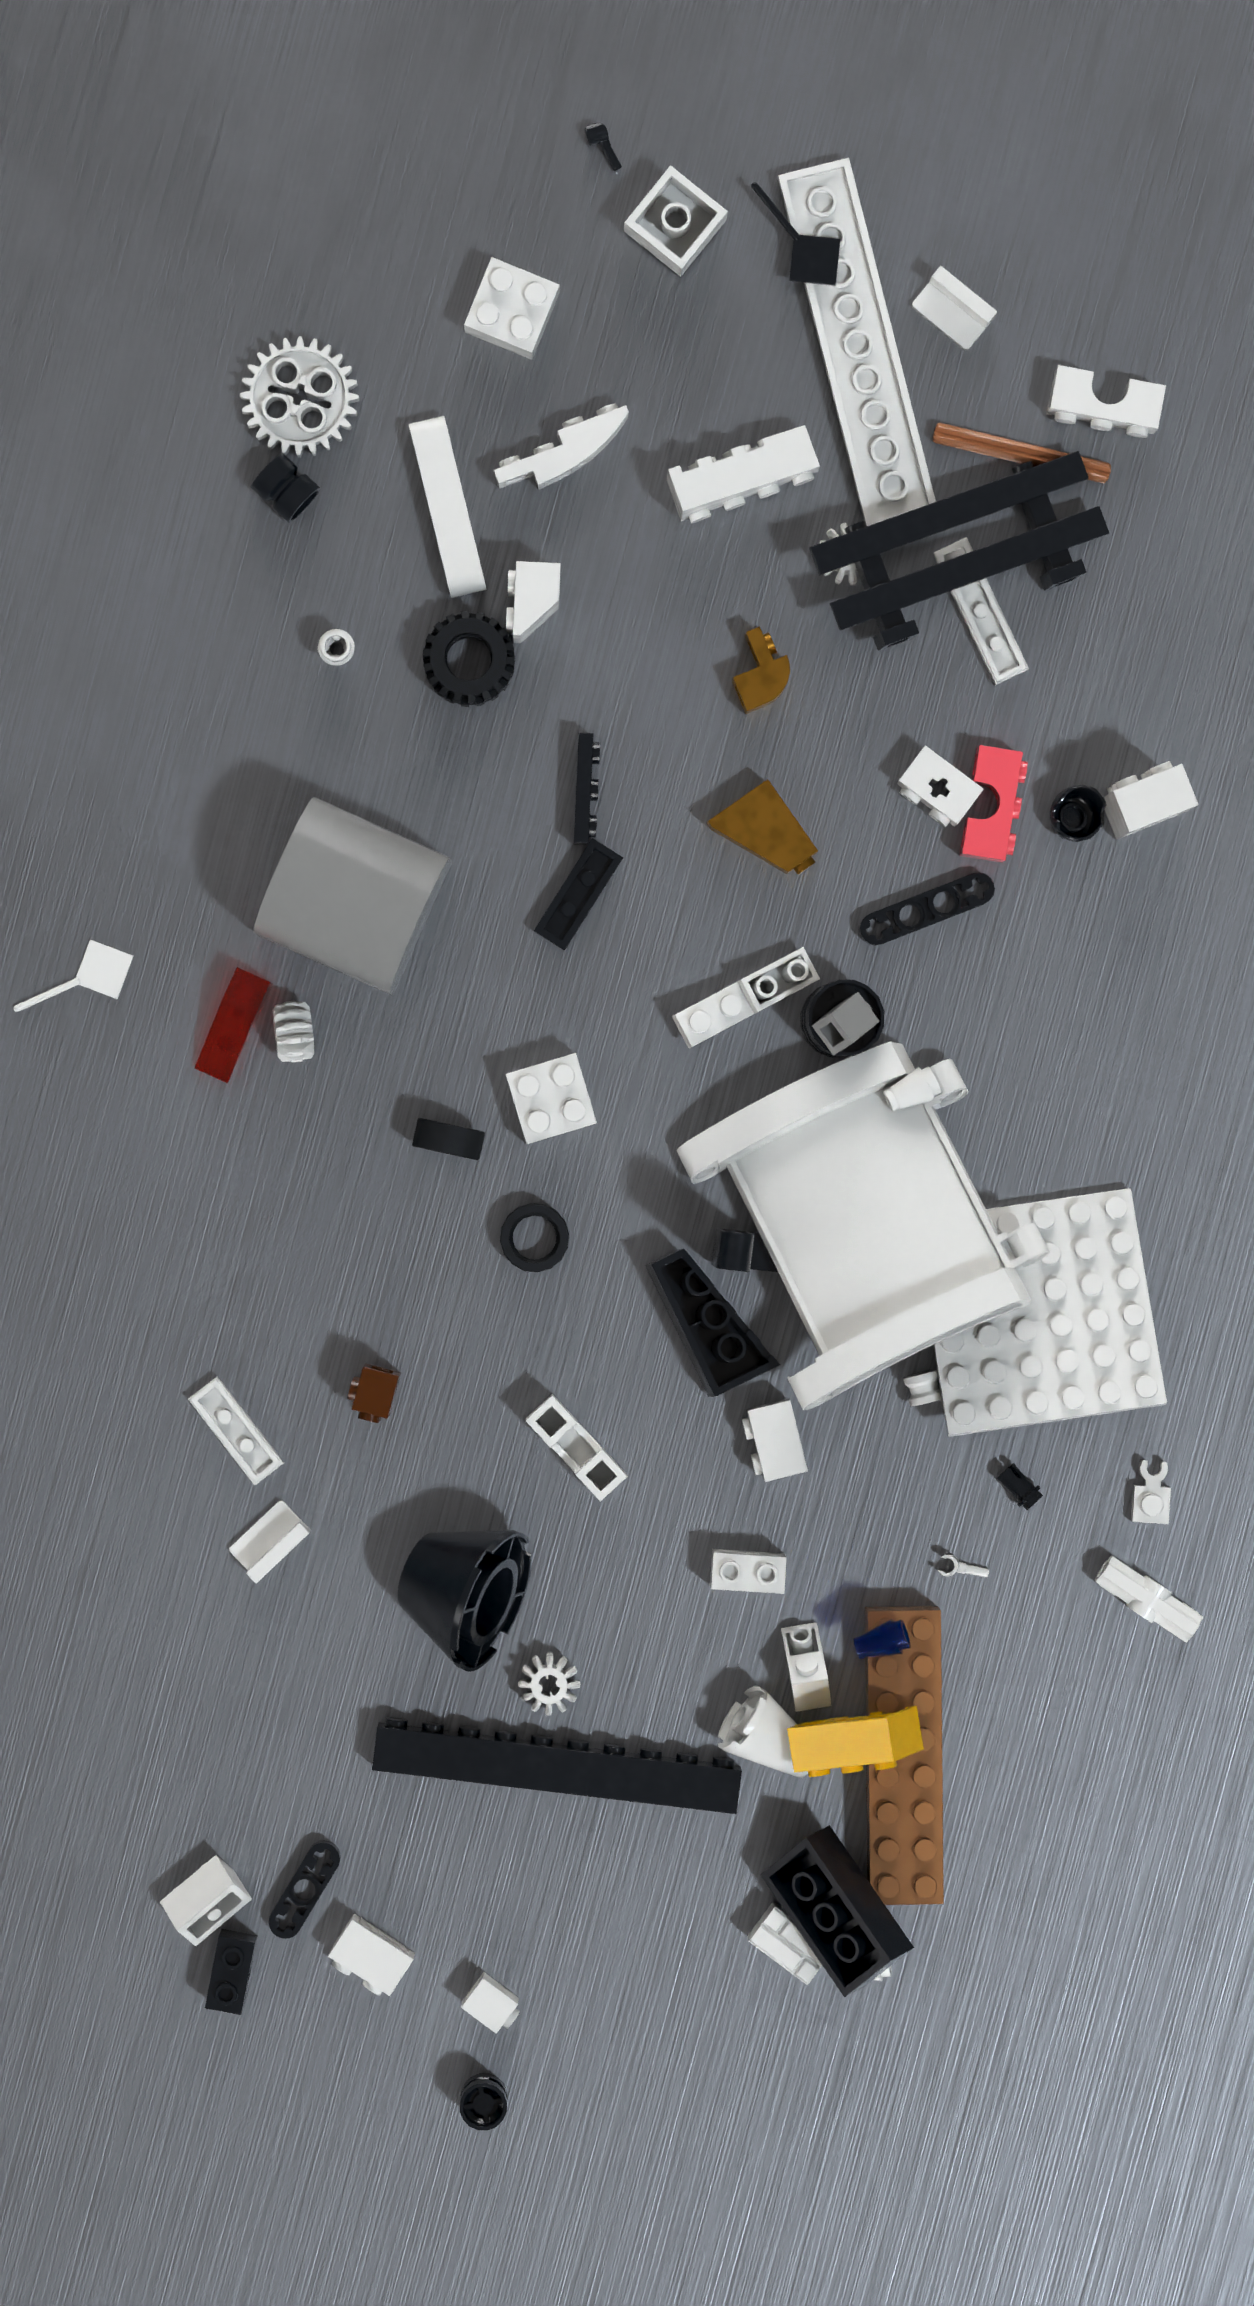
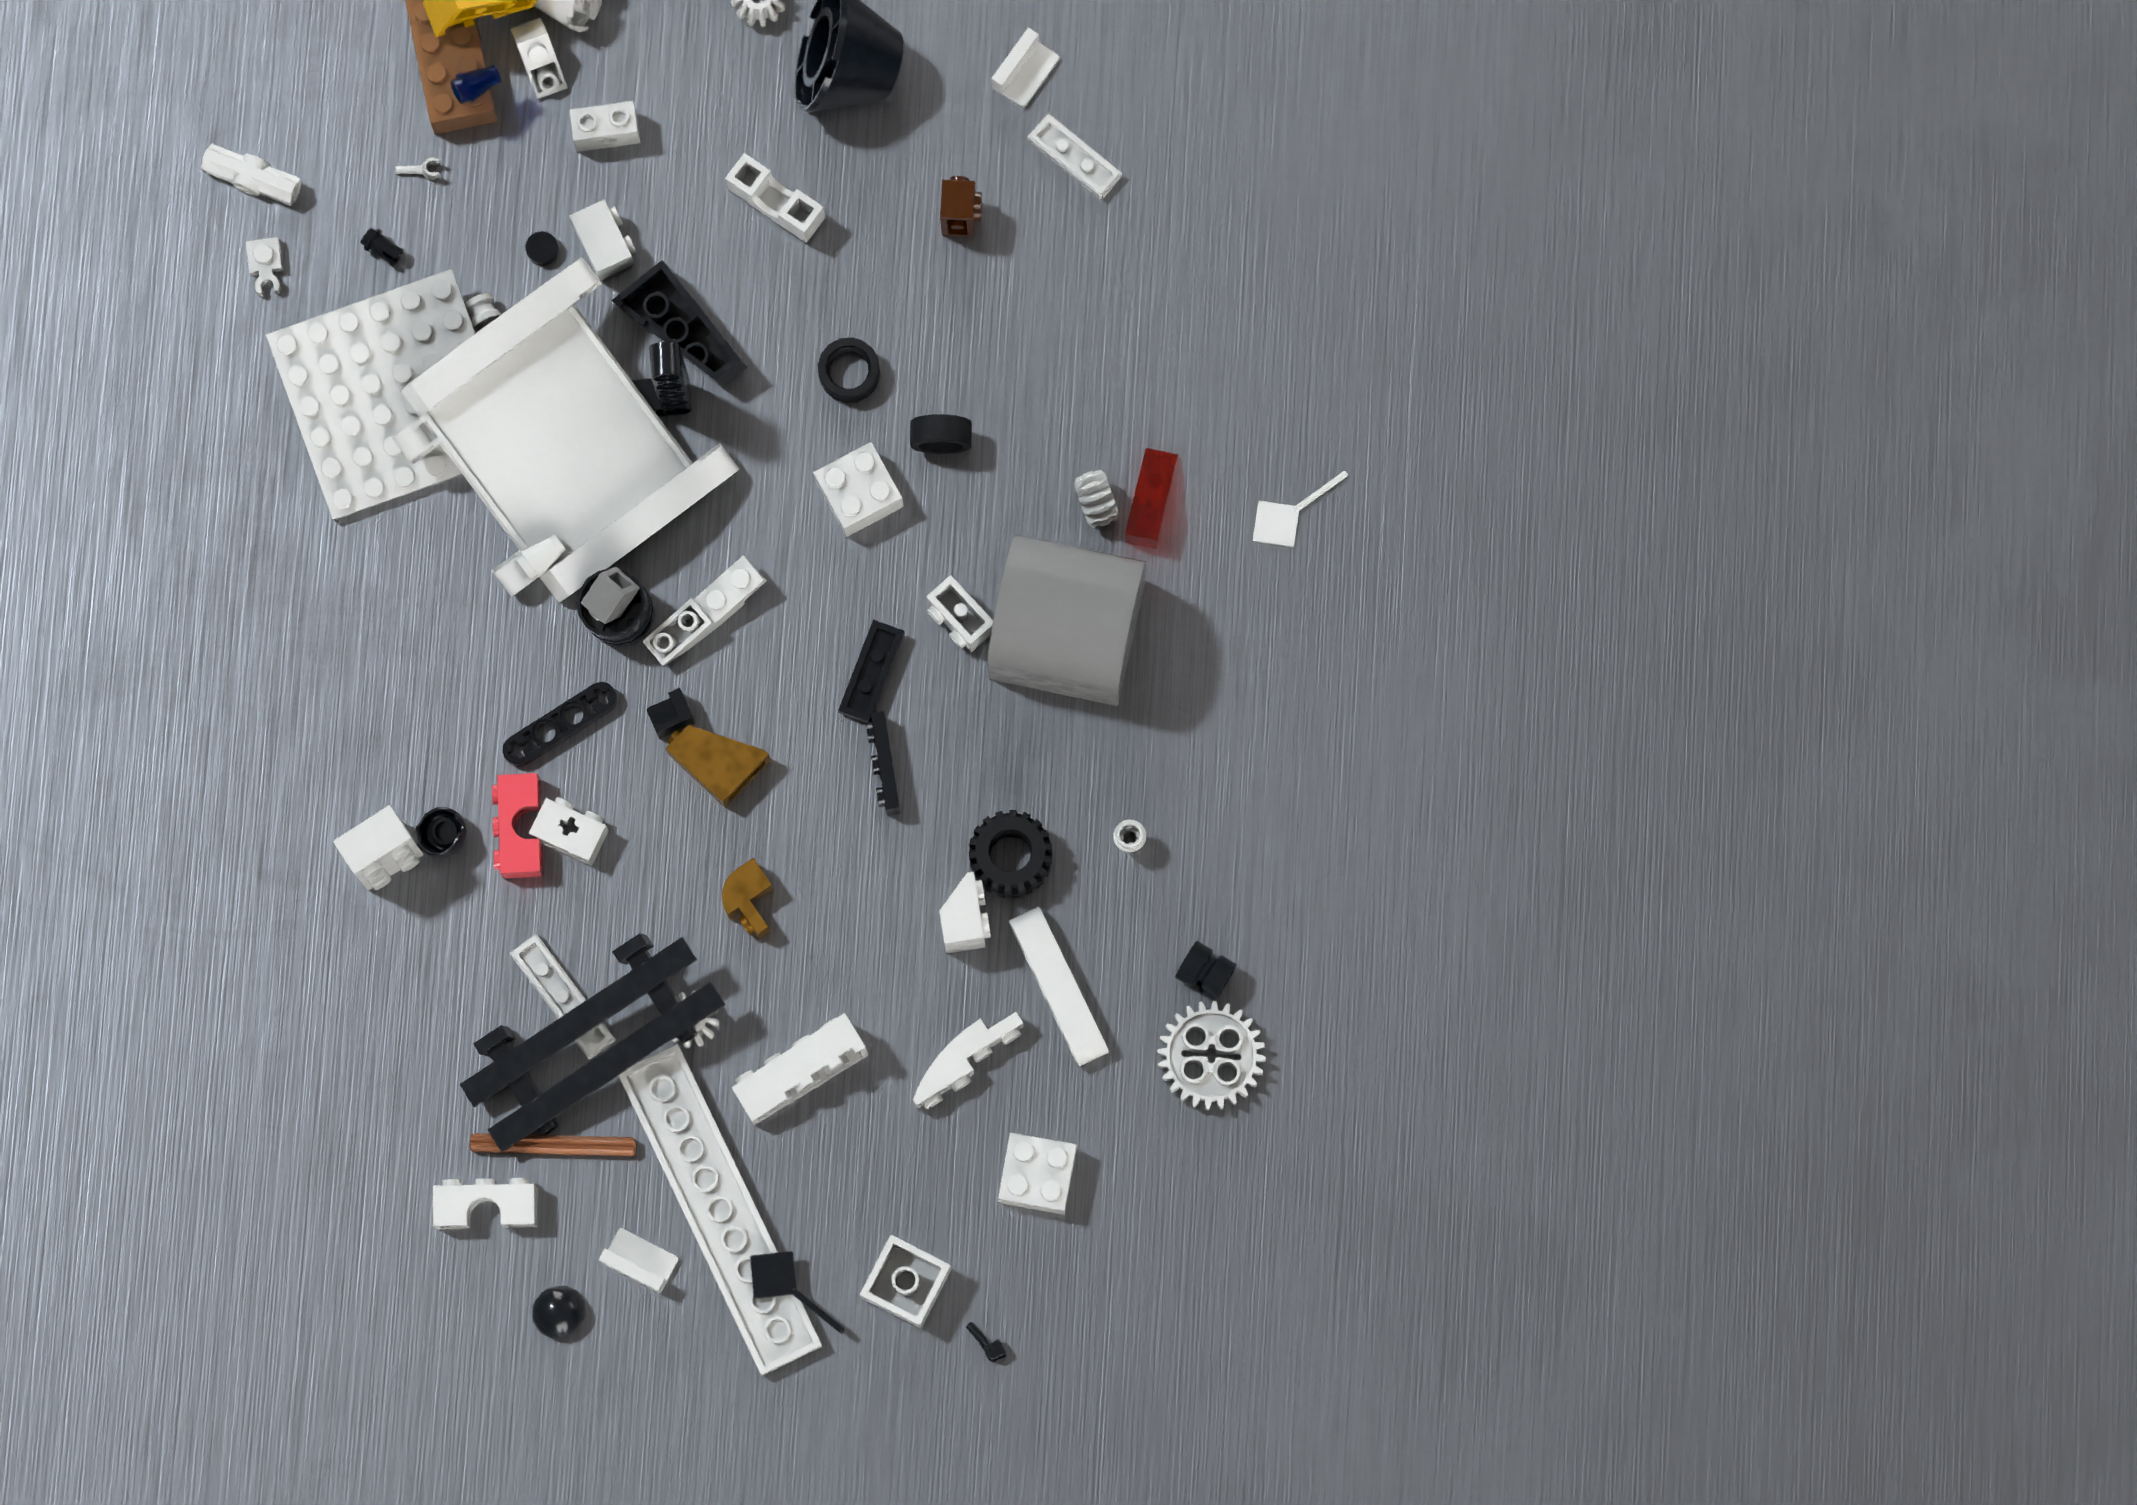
camera: 170 degrees right, 10 degrees down
(468, 934) = (960, 614): none -> white brick
(805, 893) = (670, 714): none -> black panel
(844, 1448) = (542, 248): none -> black tile
(1049, 274) = (558, 1311): none -> black hair

